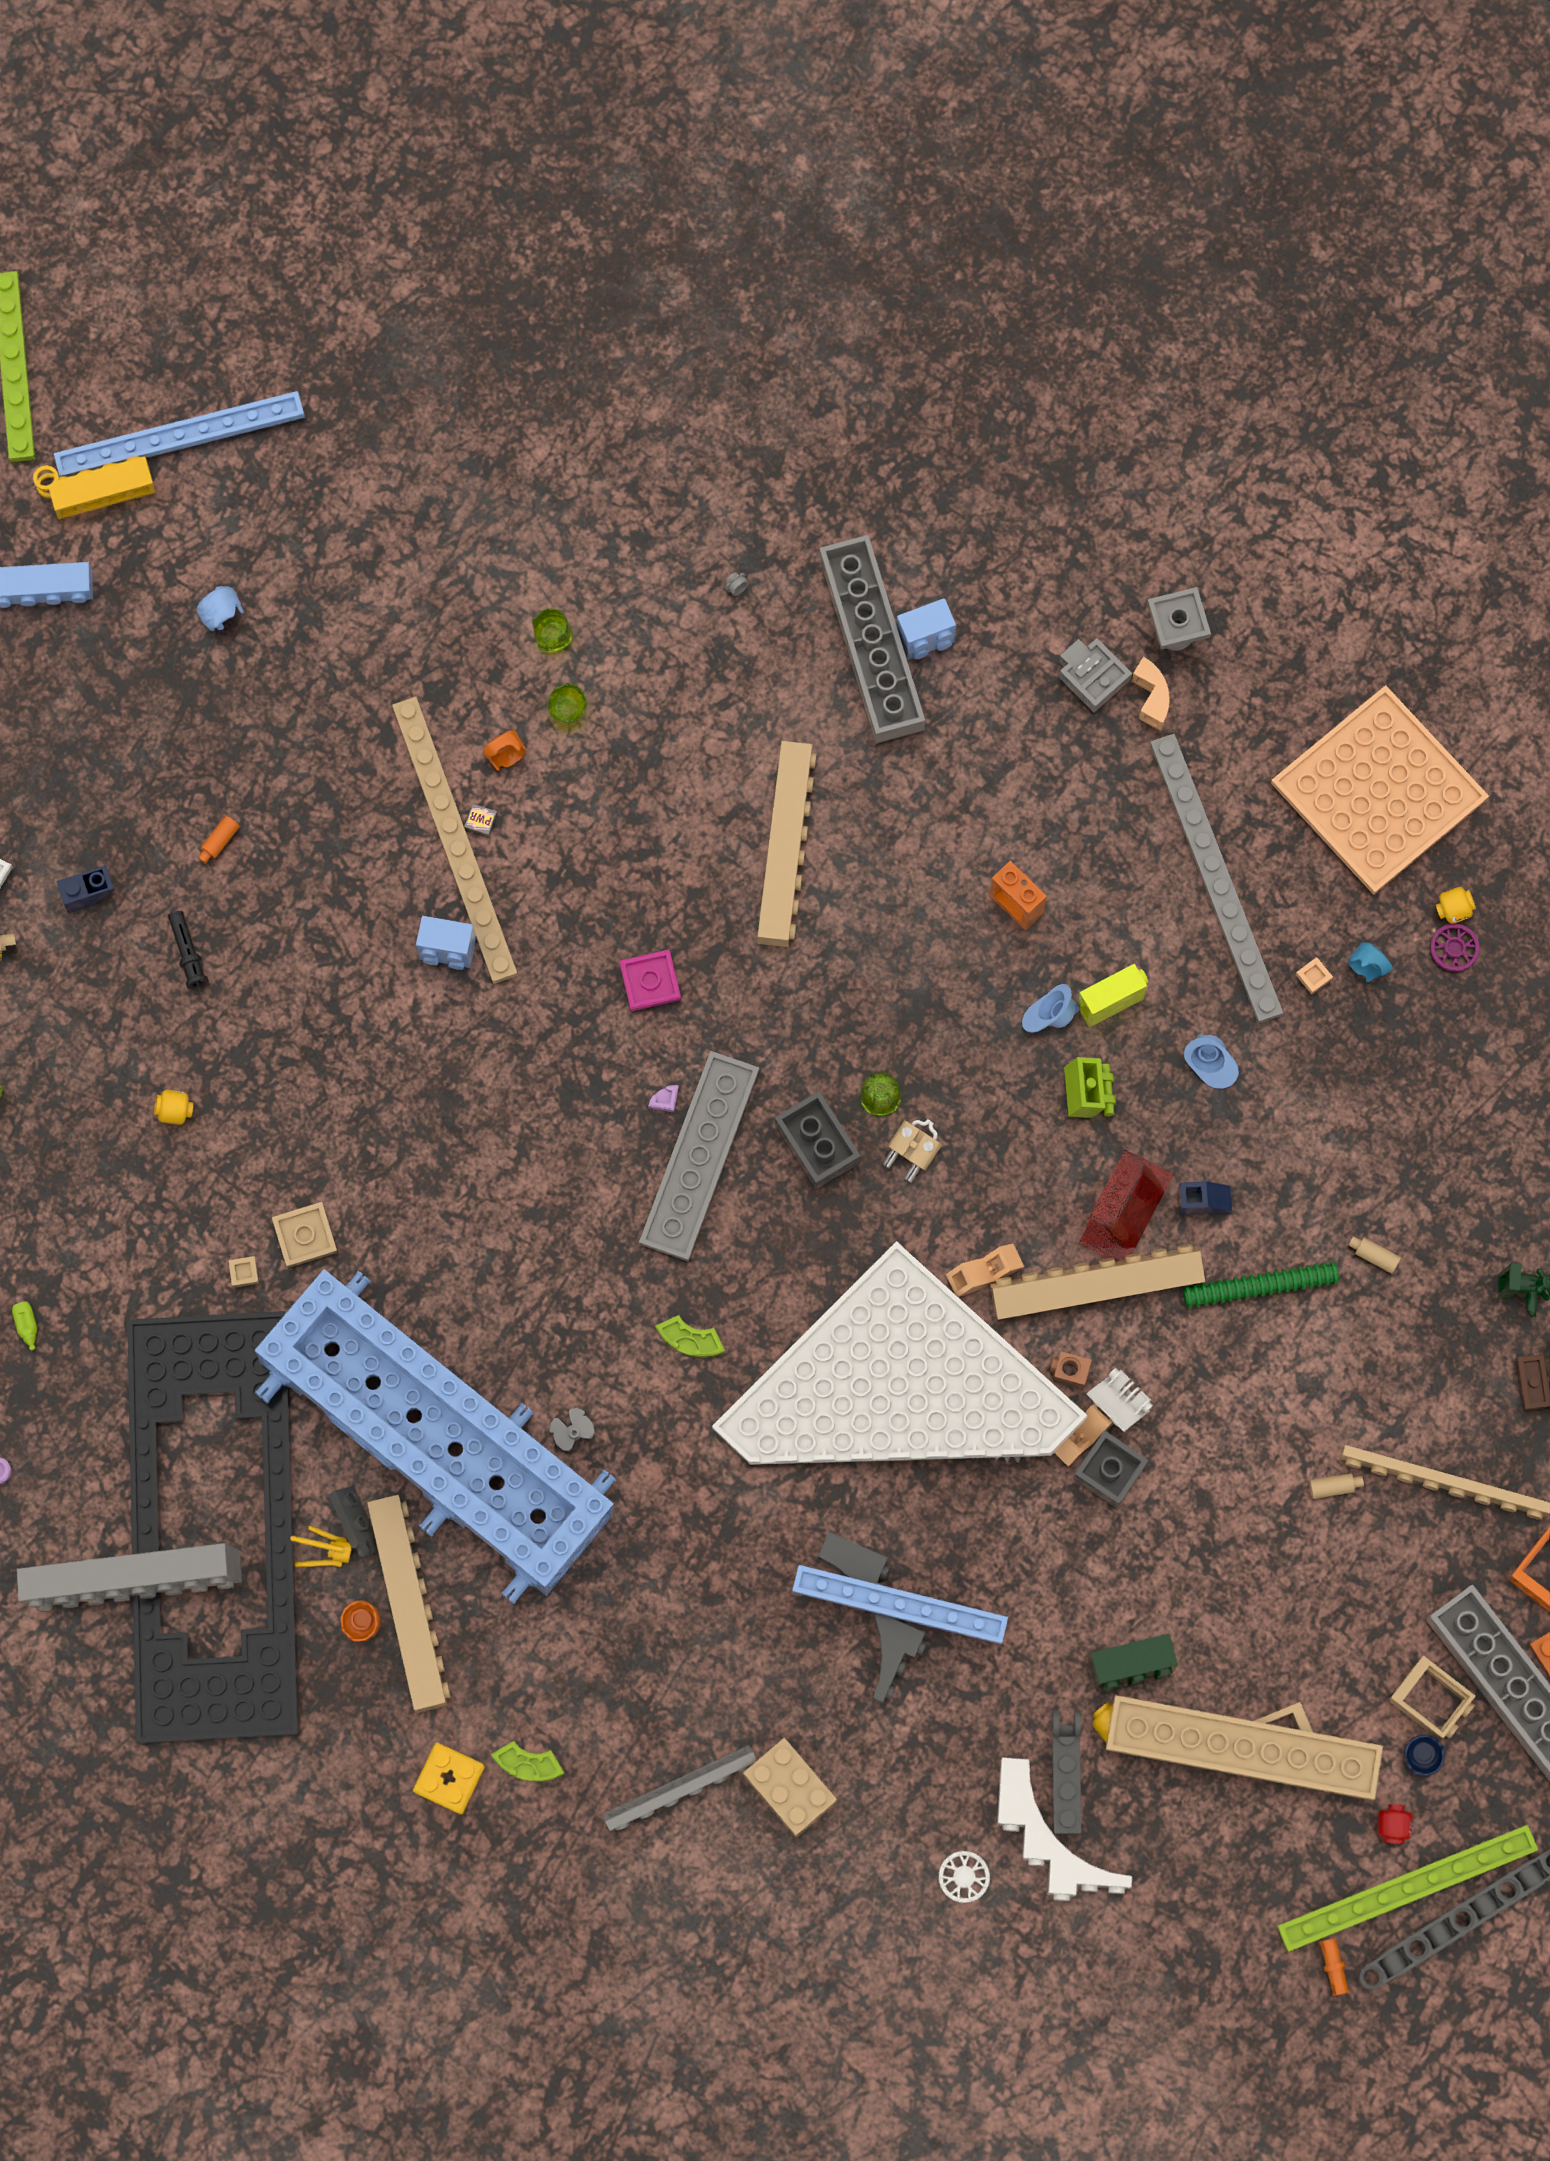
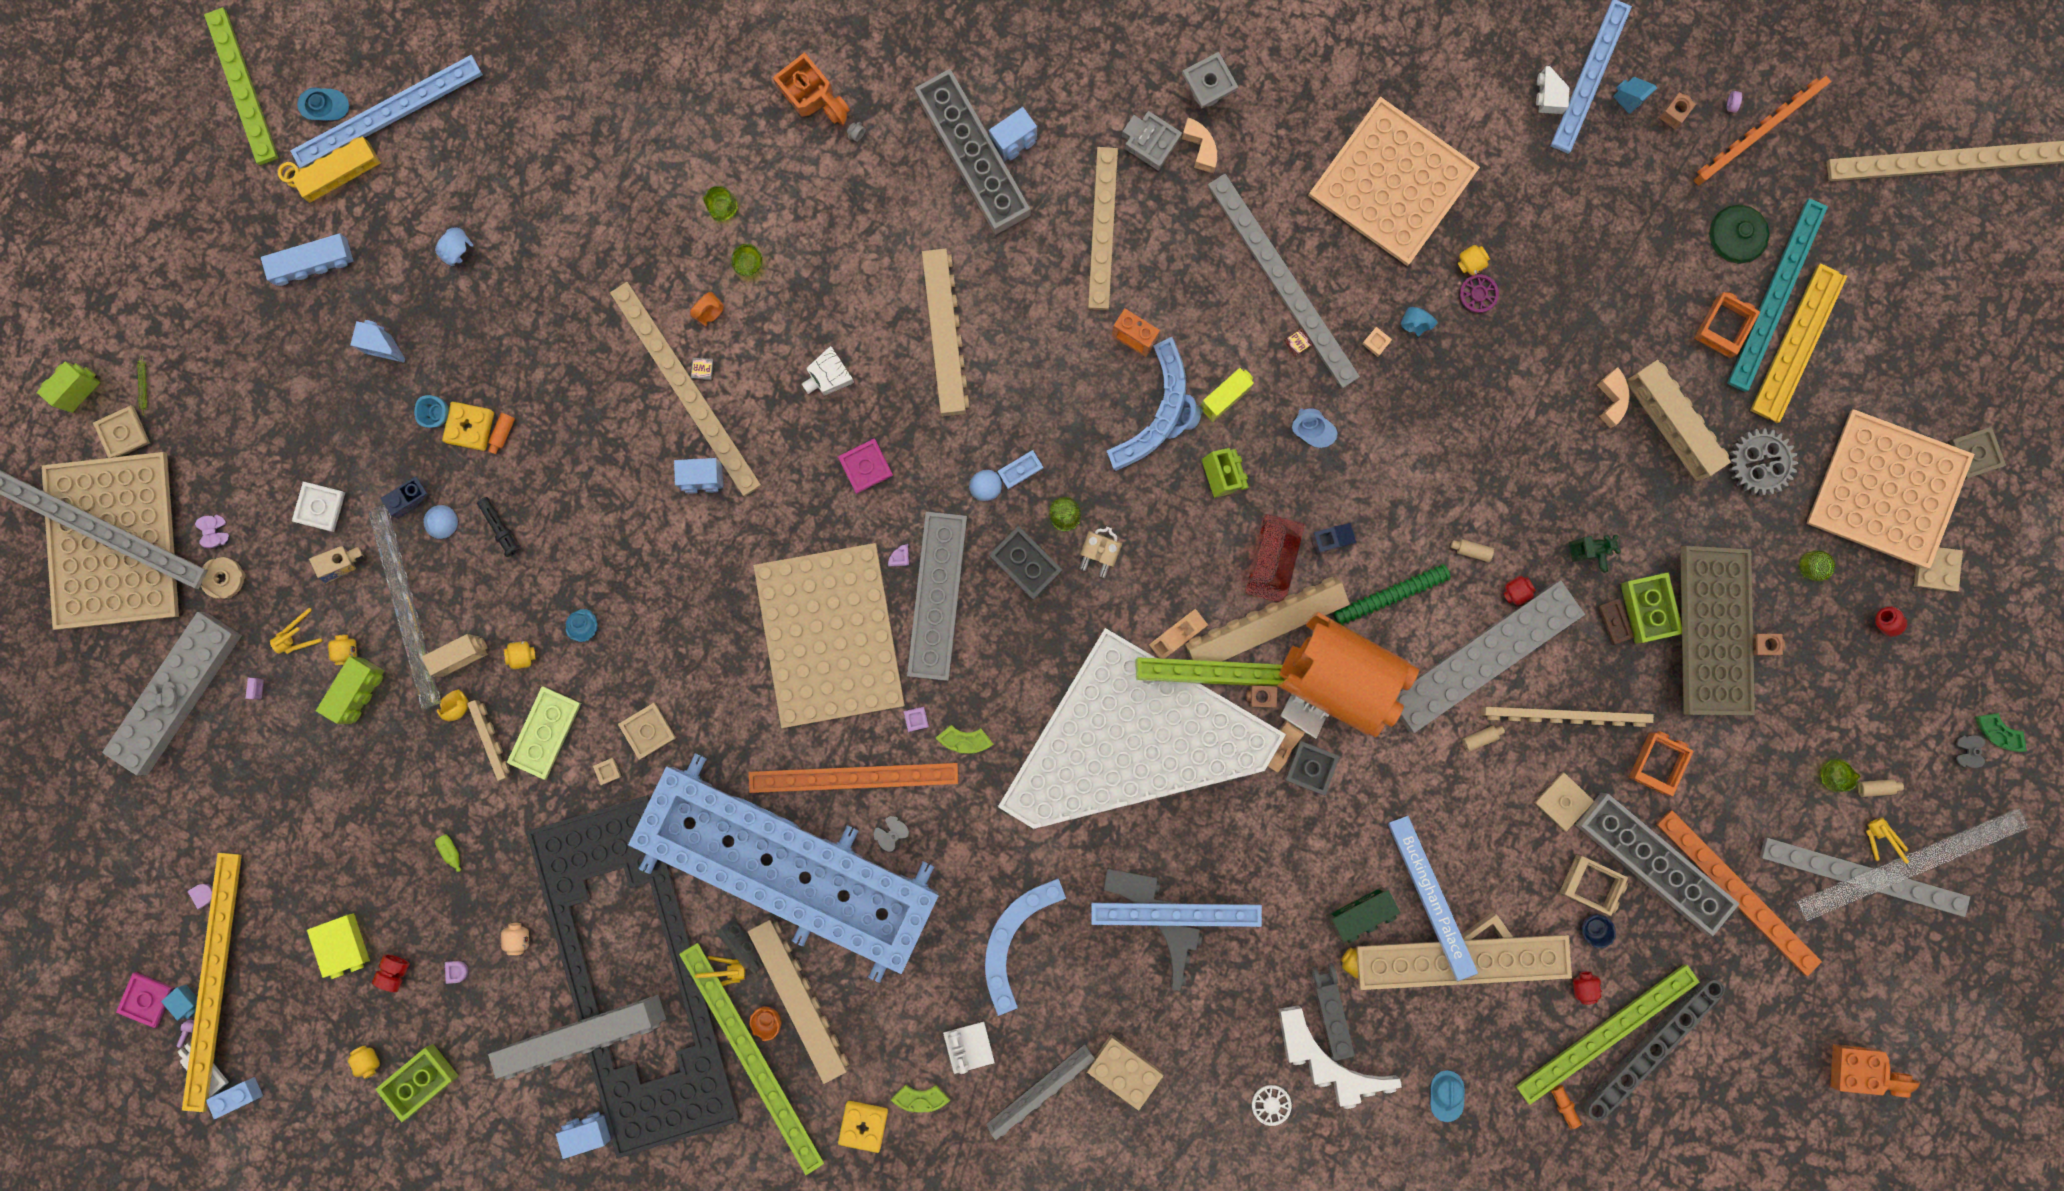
camera: 15 degrees left, 10 degrees up
(49, 1019) = (403, 605): none -> clear plate
(78, 1149) = (453, 706): none -> yellow hair
(80, 1446) = (514, 939): none -> light nougat head
(96, 698) = (374, 341): none -> light blue slope
(97, 1087) = (455, 655): none -> tan window
(104, 1701) = (583, 1135): none -> light blue brick
(107, 408) = (322, 104): none -> dark azure piece
(110, 1189) = (486, 733): none -> tan plate
(118, 928) = (440, 521): none -> light blue piece
(148, 798) = (438, 411): none -> dark azure helmet
(178, 1207) = (544, 733): none -> yellowish green plate
(185, 837) = (473, 437): none -> yellow brick
(257, 1089) = (581, 625): none -> dark azure hair
(333, 1662) = (752, 1060): none -> lime plate
(543, 1350) = (853, 777): none -> orange plate
(555, 1173) = (828, 635): none -> tan plate
(603, 1714) = (968, 1047): none -> white hinge
(631, 860) = (827, 374): none -> white torso
(637, 1298) = (916, 719): none -> lavender tile
(678, 1587) = (1002, 935): none -> light blue plate
(693, 523) = (810, 90): none -> orange brick
(791, 1037) = (985, 485): none -> light blue hair
(838, 1028) = (1020, 469): none -> light blue plate
(1009, 765) = (1103, 228): none -> tan plate
(1019, 1323) = (1207, 672): none -> lime plate
(1032, 1003) = (1166, 415): none -> light blue plate
(1178, 1361) = (1347, 676): none -> orange brick
(1188, 1919) = (1447, 1096): none -> dark azure piece
(1217, 955) = (1298, 342): none -> tile
(1223, 1661) = (1432, 899): none -> light blue tile
(1359, 1385) = (1488, 655): none -> light grey brick
(1419, 1589) = (1564, 801): none -> tan plate
(1421, 1316) = (1519, 590): none -> red head

